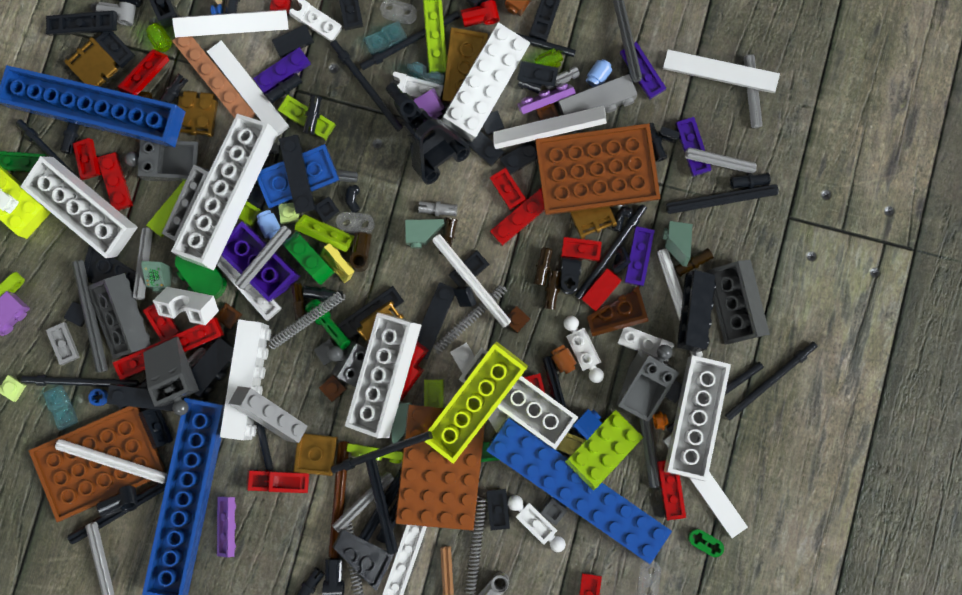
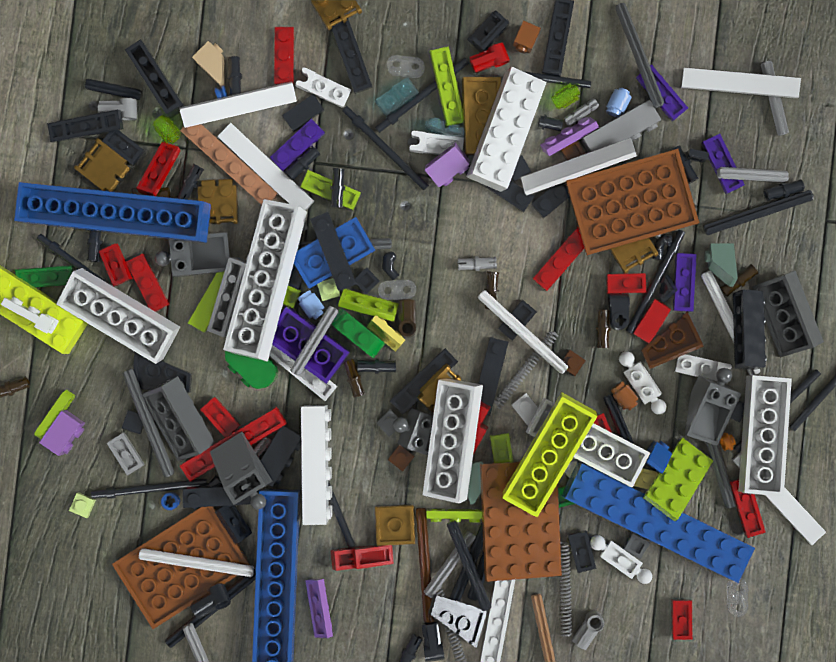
camera: 15 degrees left, 5 degrees up
(61, 407) = (135, 517): clear light blue slope -> none
(143, 255) = (192, 362): light grey axle -> none
(156, 275) = (209, 373): sand green slope -> none
(198, 306) = (231, 396): white arch -> none
(228, 316) = (285, 401): reddish brown tile -> none
(268, 414) = (345, 495): light grey brick -> none
(307, 320) = (394, 369): light grey piece -> none
(328, 324) = (381, 391): green pin -> none
(350, 463) = (432, 529): black bar -> none
(422, 231) = (464, 289): sand green slope -> none
(435, 148) = (468, 198): black connector -> none
(465, 296) = (518, 348): black tile -> none
(507, 188) = (544, 233): red plate -> none
(537, 73) = (557, 112): black plate -> none
(543, 266) = (590, 306): dark brown axle -> none
(703, 546) = (785, 556): green beam -> none

